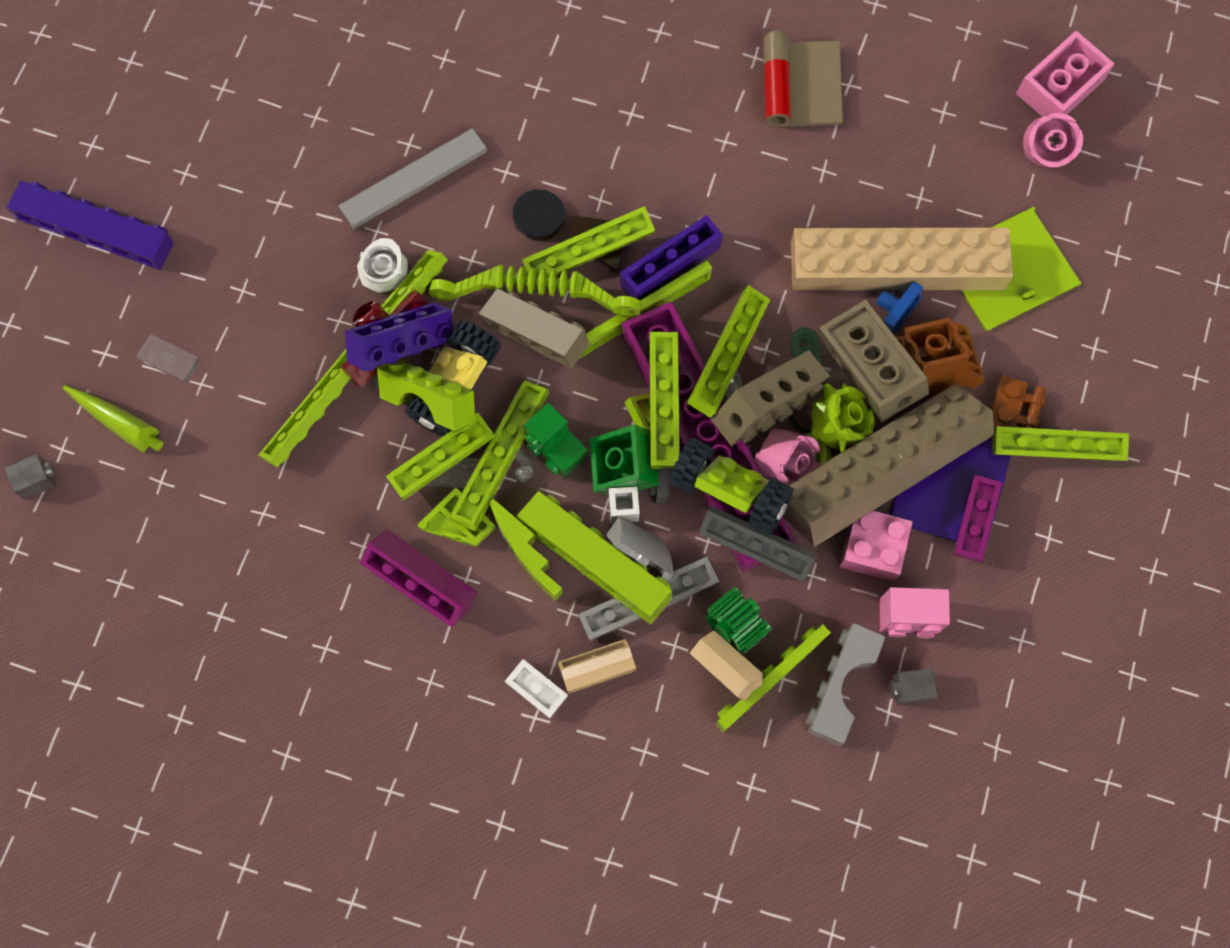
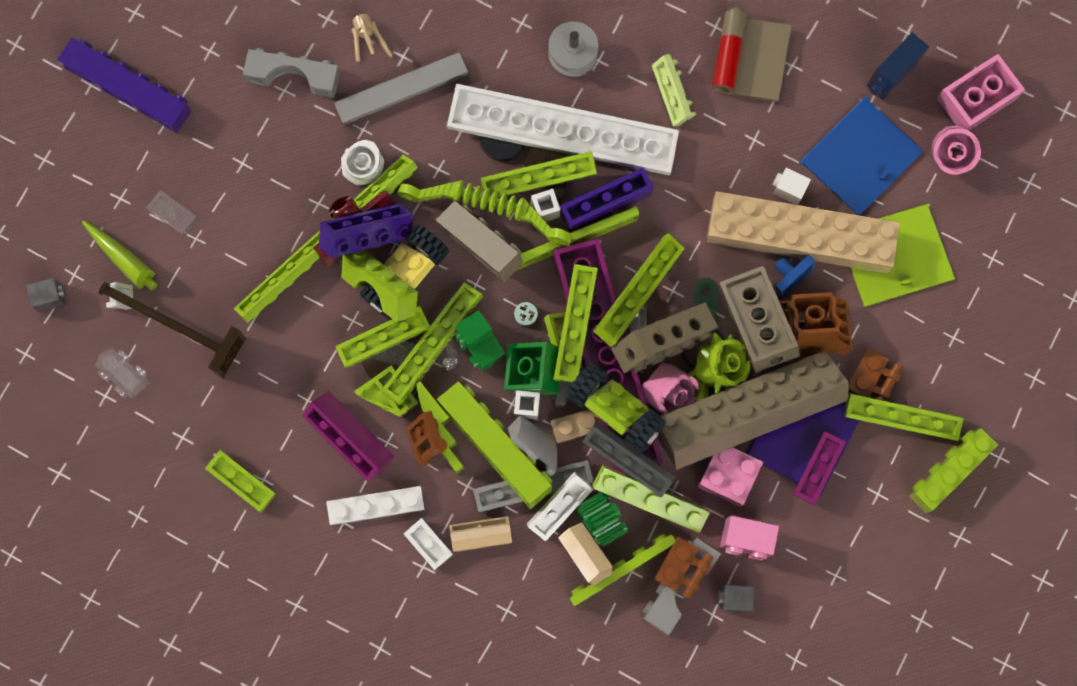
camera: 10 degrees right, 5 degrees up
(120, 463) = (124, 288): none -> white tile
(128, 547) = (115, 367): none -> clear brick
(251, 179) = (264, 67): none -> light grey arch
(256, 504) = (225, 351): none -> dark brown tile
(298, 654) = (240, 481): none -> lime plate
(360, 120) = (363, 27): none -> tan plant
(465, 655) = (375, 505): none -> white plate
(505, 557) = (425, 430): none -> dark orange plate
(601, 103) = (573, 49): none -> light grey wheel
(602, 404) = (525, 314): none -> light aqua tile
(604, 191) = (562, 129): none -> white plate
(604, 275) = (546, 205): none -> white brick
(682, 520) = (573, 425): none -> tan plate
(685, 615) = (560, 506): none -> white plate
(721, 130) = (672, 90): none -> yellowish green plate
(775, 584) = (633, 492): none -> lime plate
(837, 657) = (676, 565): none -> dark orange plate
(876, 210) = (790, 186): none -> white brick
(945, 166) = (859, 154): none -> blue piece
(967, 62) = (897, 66): none -> dark blue brick
(1130, 494) = (953, 470): none -> lime brick

